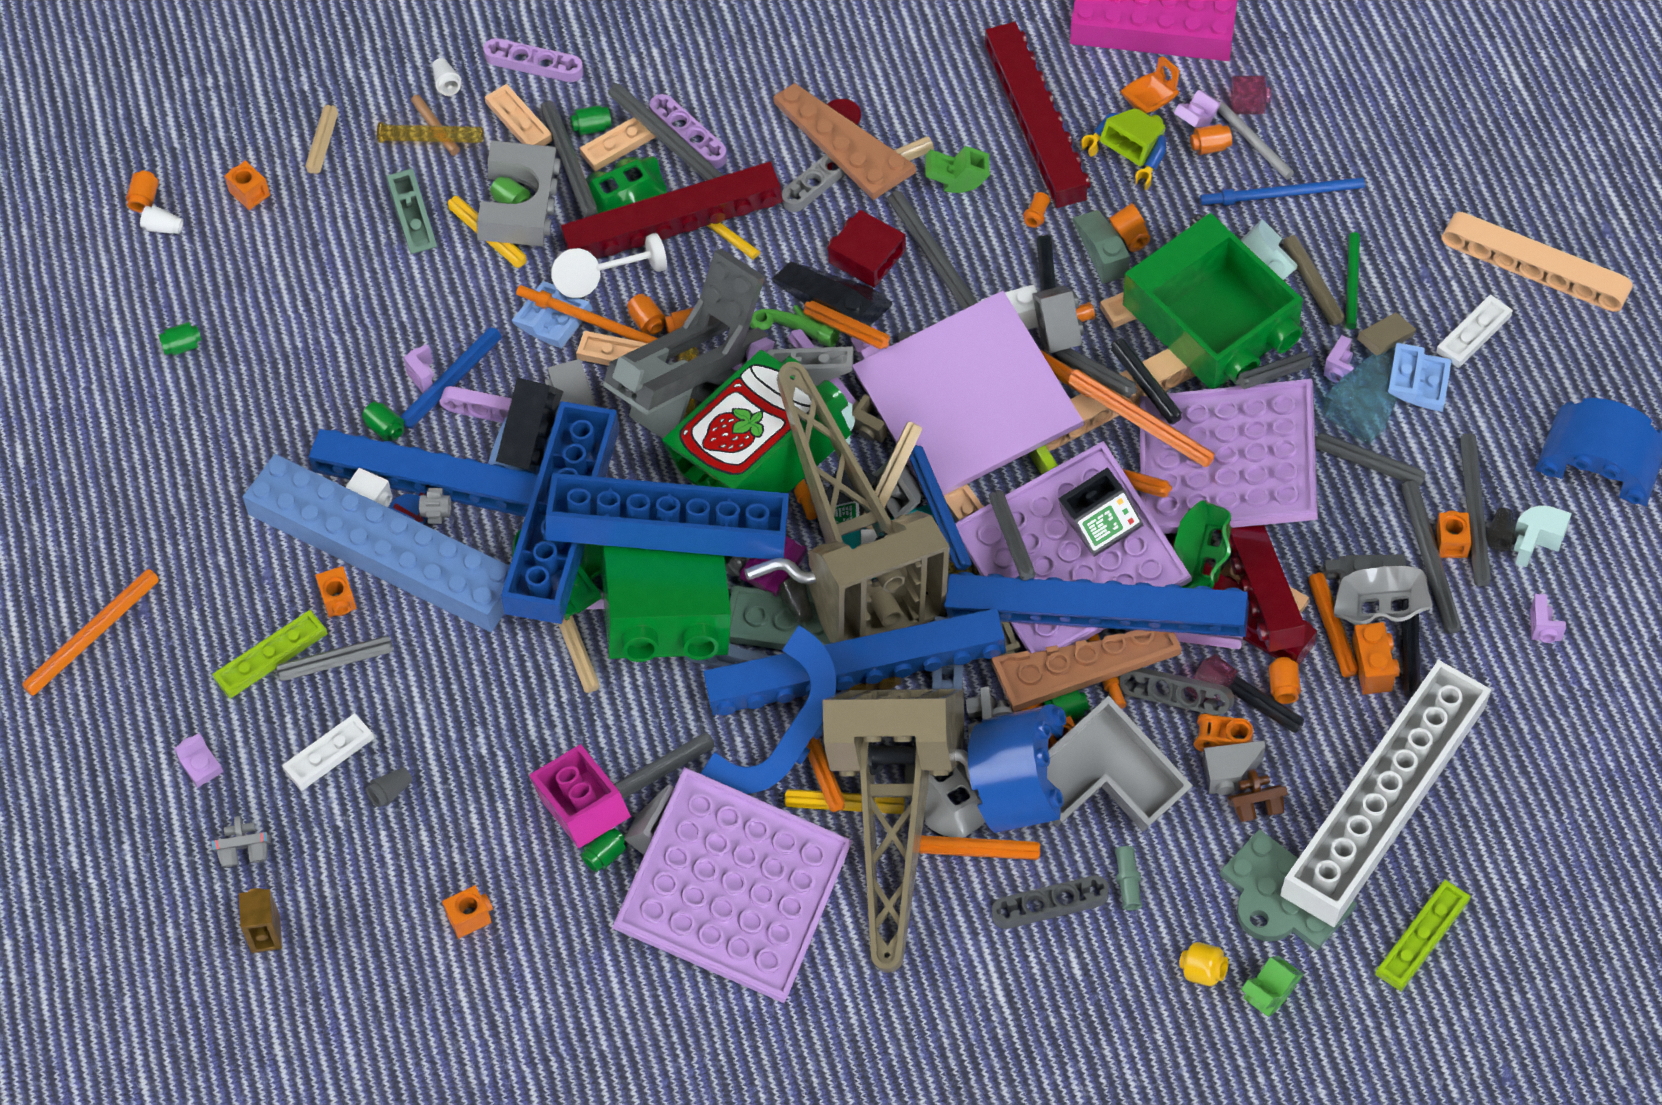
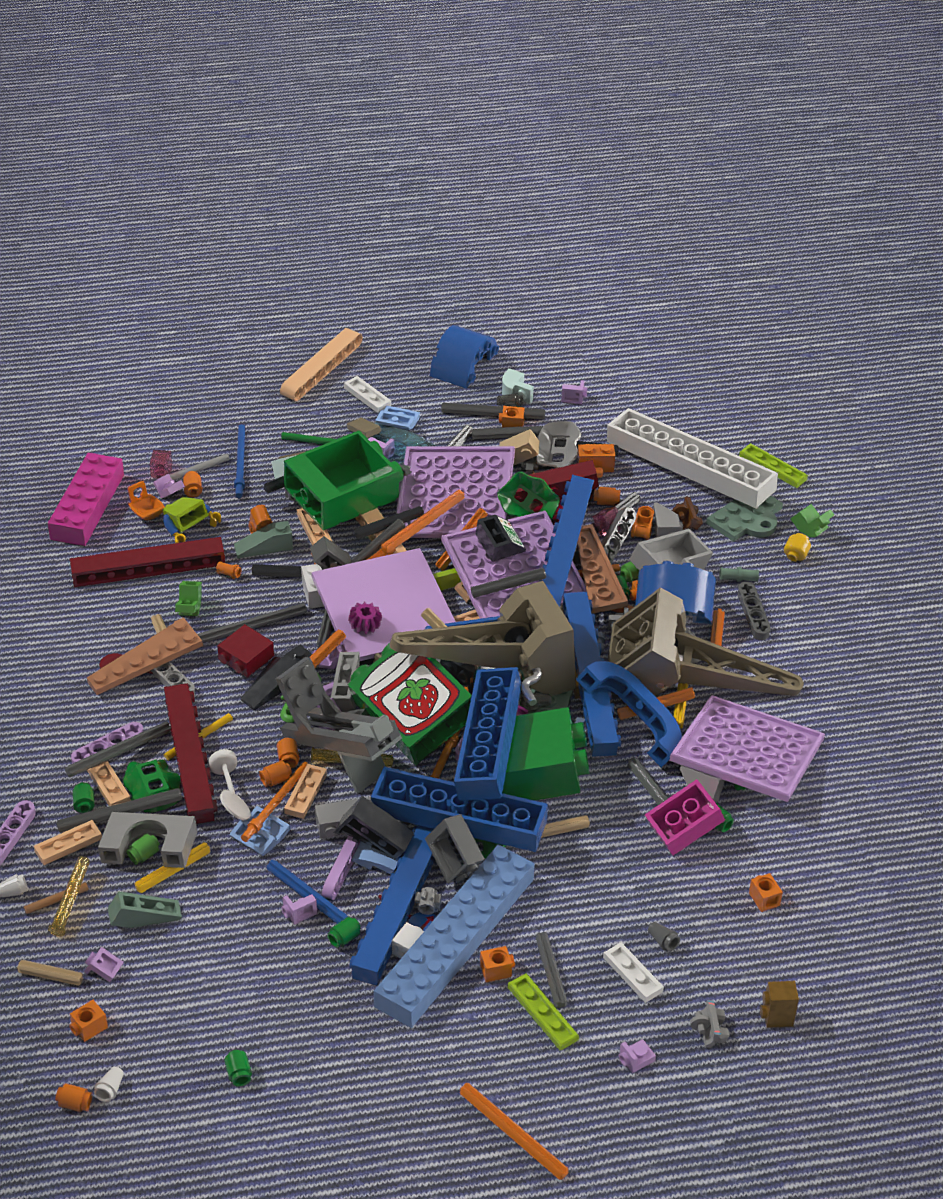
camera: 90 degrees left, 15 degrees down
(329, 185) = (103, 964): none -> lavender bracket
(494, 515) = (444, 853): none -> dark grey window
(918, 365) = (365, 617): none -> magenta gear
(1363, 542) = (525, 445): none -> tan brick

